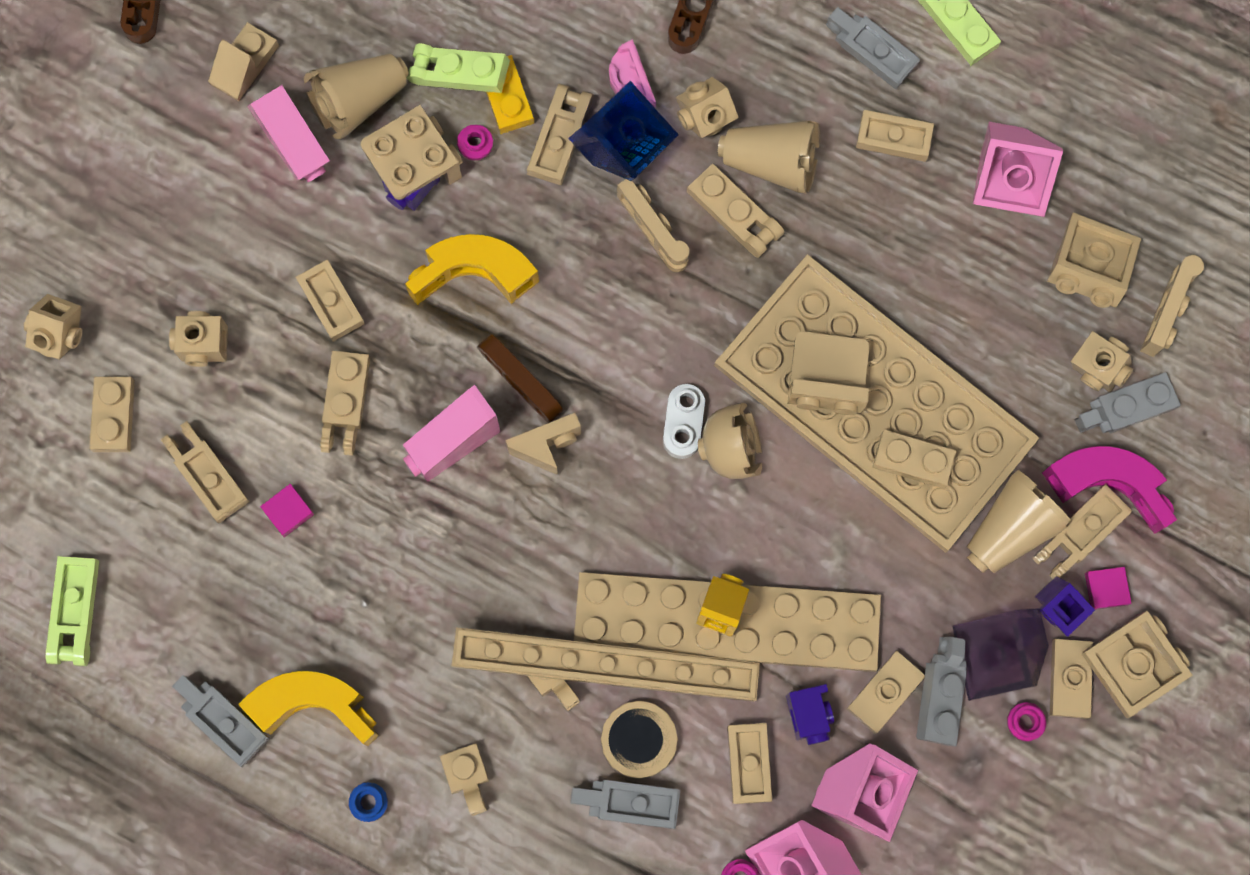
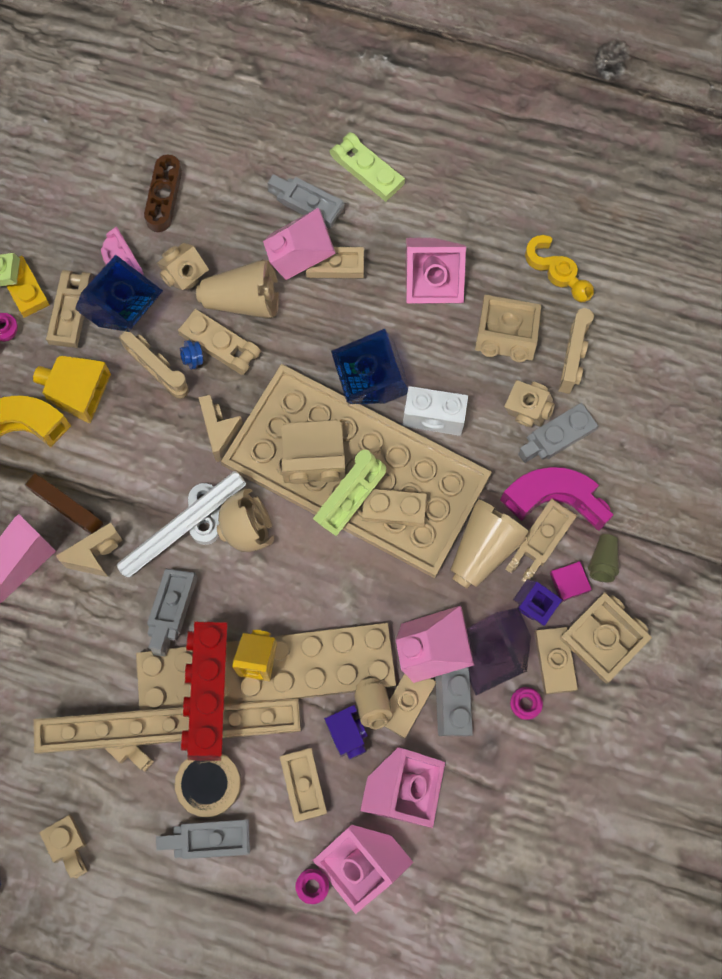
camera: 10 degrees left, 5 degrees down
(552, 233) = (74, 385): none -> yellow torso
(628, 528) = (170, 609): none -> light grey hinge
(657, 430) = (181, 524): none -> white axle
(660, 634) = (206, 699): none -> red brick
(699, 221) = (191, 354): none -> blue plate
(718, 328) = (220, 431): none -> tan slope
(847, 686) = (373, 703): none -> tan brick
(856, 105) = (299, 244): none -> bright pink slope
(867, 432) = (351, 492): none -> yellowish green plate
(916, 283) = (371, 370): none -> clear blue slope
(933, 632) = (434, 645): none -> bright pink slope
(985, 349) = (435, 411): none -> white brick
(1155, 570) = (604, 561): none -> olive cone
(1174, 197) = (561, 269): none -> yellow piece

